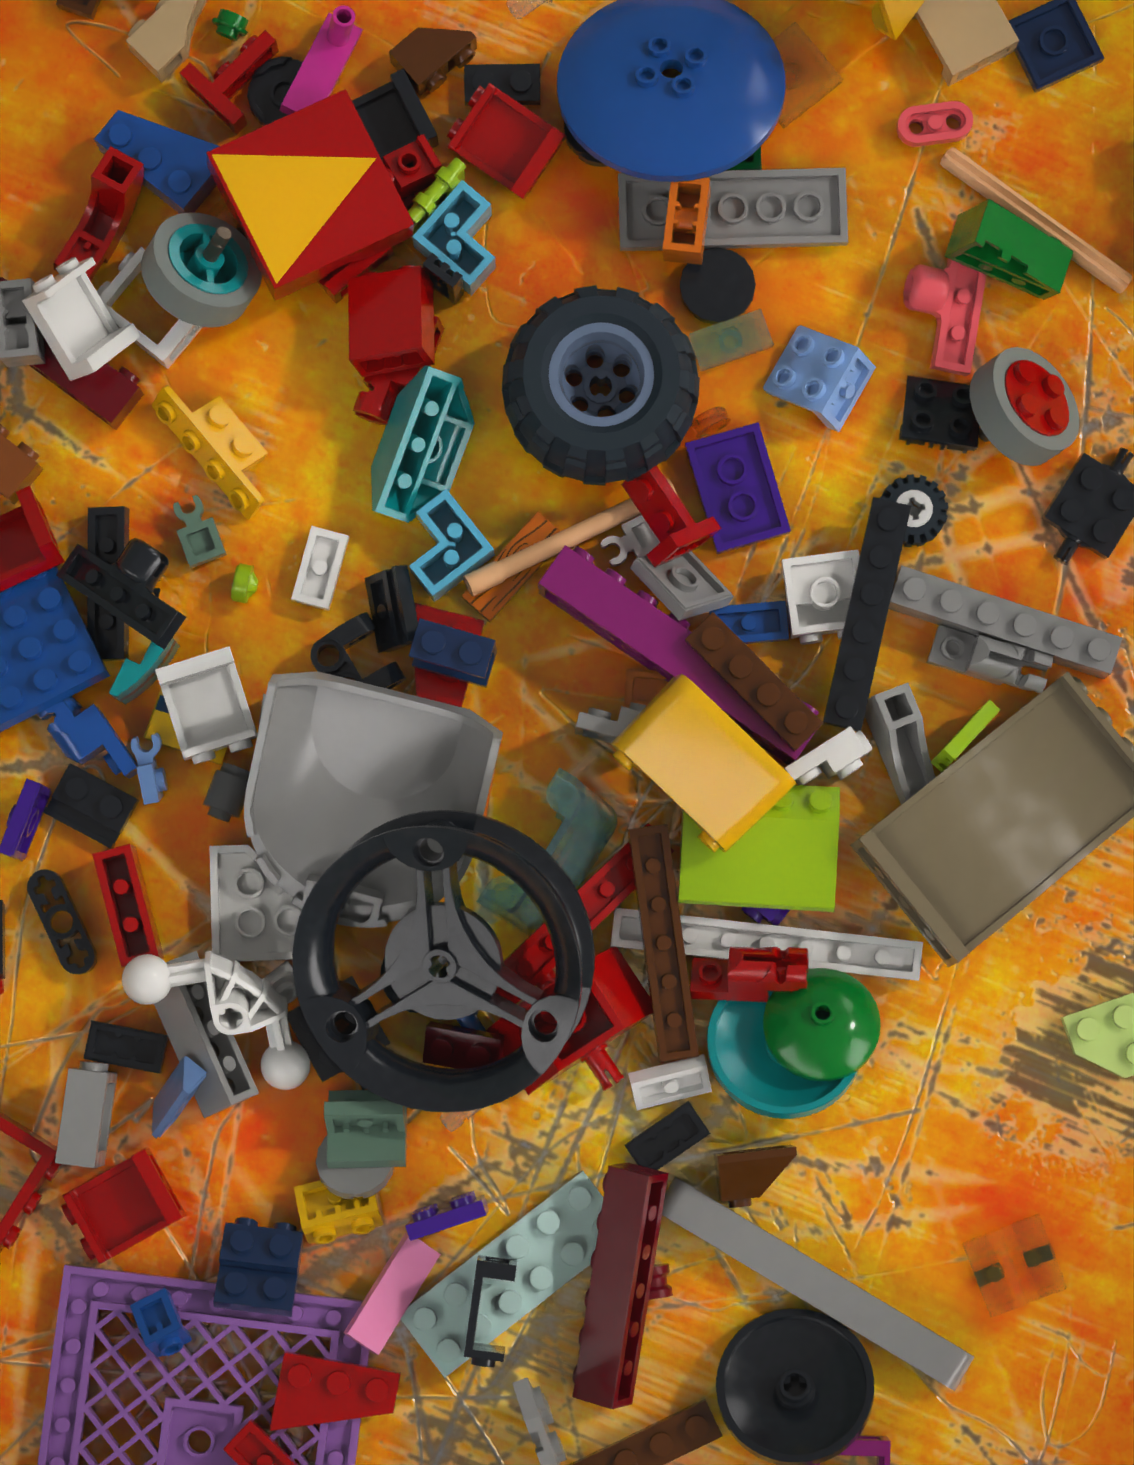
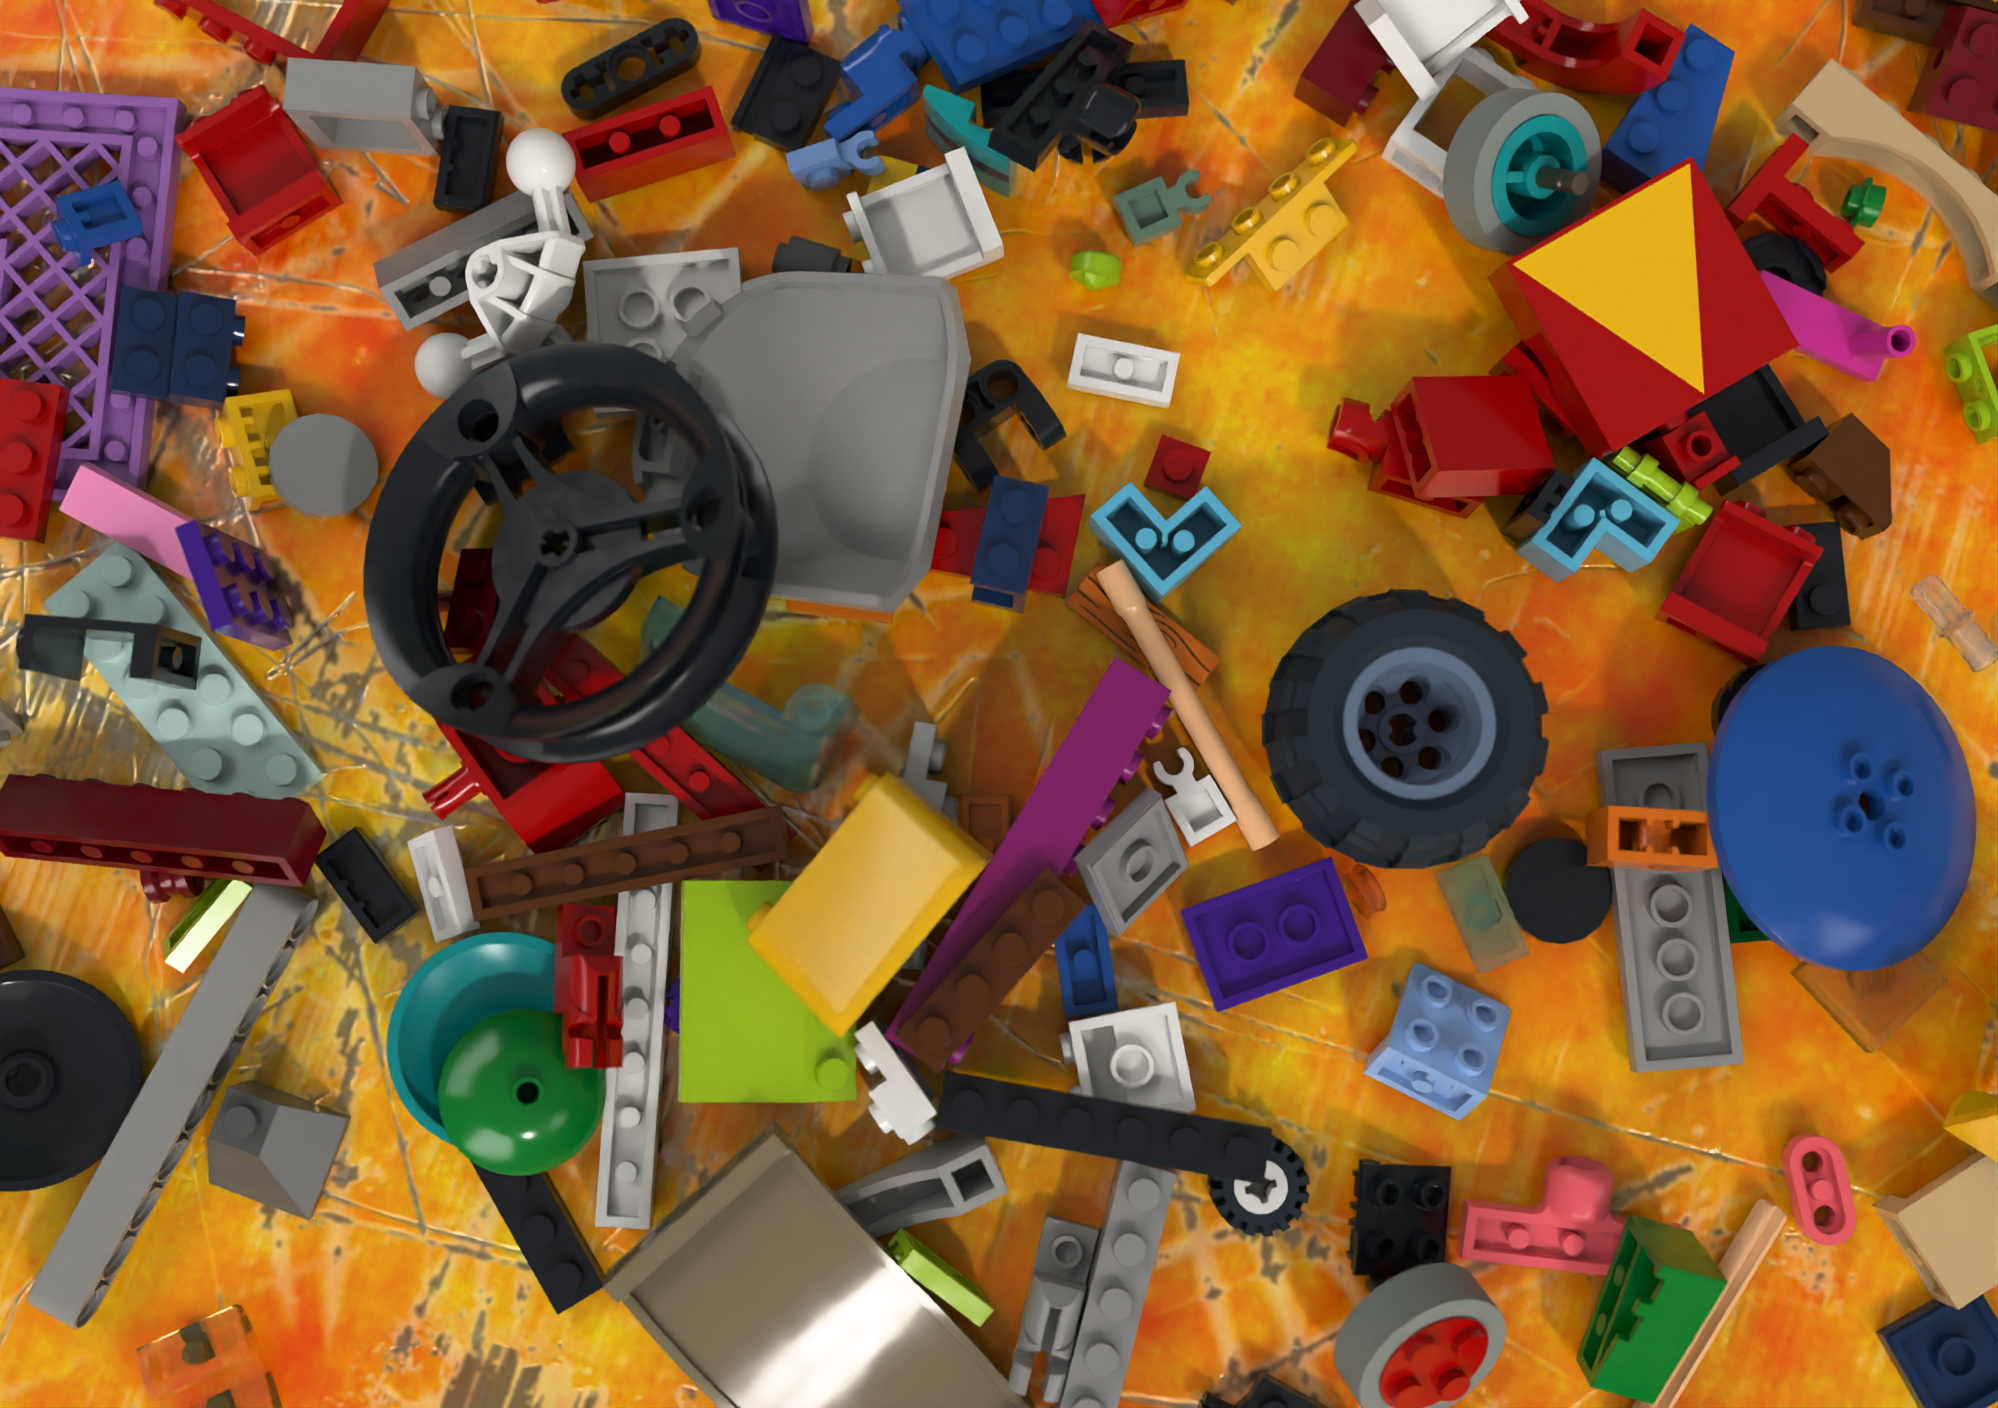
camera: 90 degrees right, 0 degrees up
(176, 1095) = (398, 223): medium blue slope -> none
(364, 1130) = (351, 469): sand green bracket -> none
(392, 608) = (1076, 466): black plate -> none
(394, 536) = (1176, 468): none -> red plate
(421, 444) = (1302, 492): teal wedge -> none
(667, 517) = (1222, 836): red bracket -> none
(686, 1258) = (203, 921): none -> tile
(749, 1172) = (324, 1004): reddish brown slope -> none
(854, 1212) = (274, 1147): none -> dark grey slope
(922, 1021) = (545, 1236): none -> black plate

